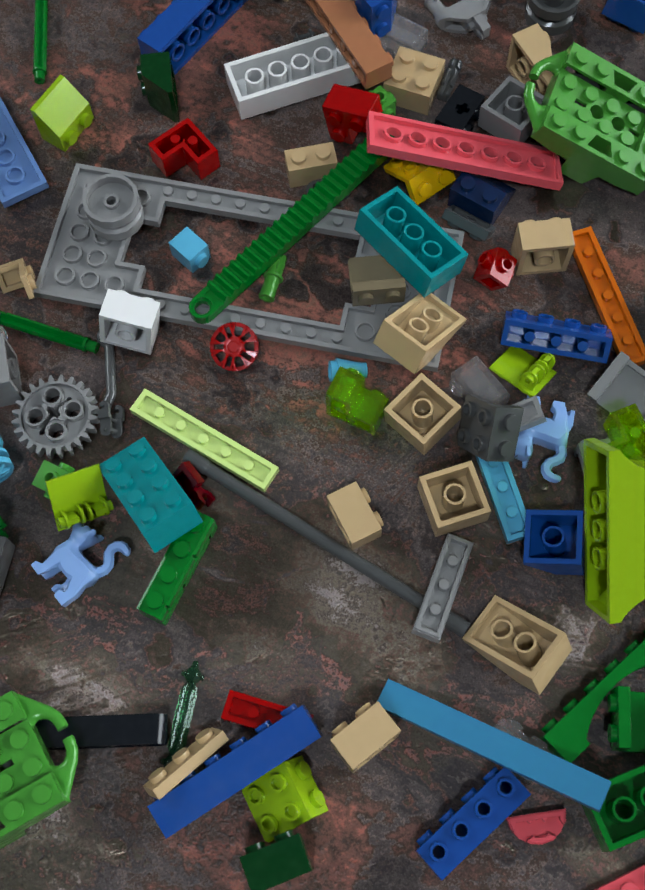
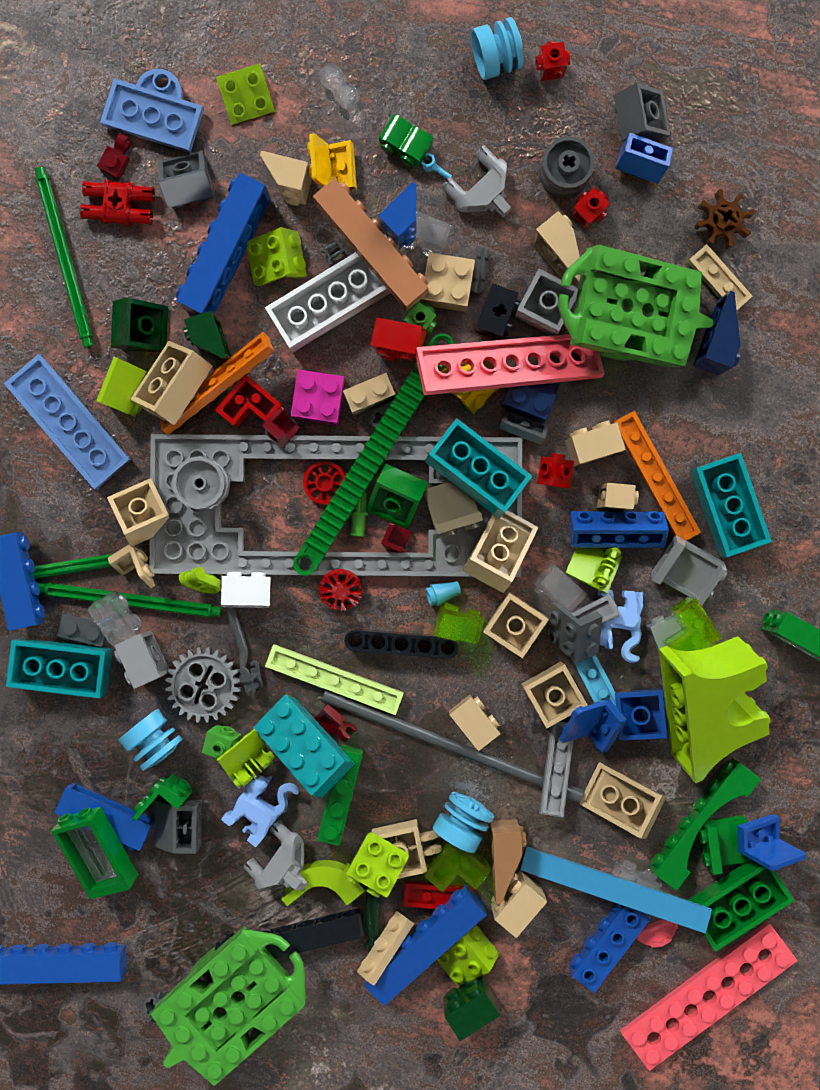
camera: 15 degrees left, 20 degrees up
(40, 227) = (139, 511): none -> tan slope
(87, 632) = (284, 866): none -> light grey connector
(88, 313) = (200, 581): none -> lime plate
(95, 68) = (139, 325): none -> dark green slope
(111, 115) = (171, 382): none -> tan brick
(135, 658) = (325, 874): none -> lime arch
(163, 119) = (224, 377): none -> orange plate
(190, 250) = (279, 503): medium azure brick -> none
(198, 647) = (376, 865): none -> lime bracket
(208, 175) = (280, 427): none -> dark red panel
(241, 239) = (323, 482): none -> red wheel
(246, 30) = (276, 256): none -> lime bracket
(247, 657) = (410, 839): none -> tan hinge
(256, 159) = (318, 397): none -> dark pink piece
(297, 669) = (455, 862): none -> clear neon green brick
(298, 423) = (390, 648): none -> black beam
(306, 305) = (396, 537): none -> dark red panel
(316, 264) = (396, 496): none -> green slope
(320, 619) = (461, 825): none -> medium azure wheel
(361, 667) = (506, 852): none -> medium nougat slope
(494, 535) = (598, 721): none -> blue bracket
(561, 298) = (617, 496): none -> tan brick
(569, 33) = (590, 207): none -> red brick

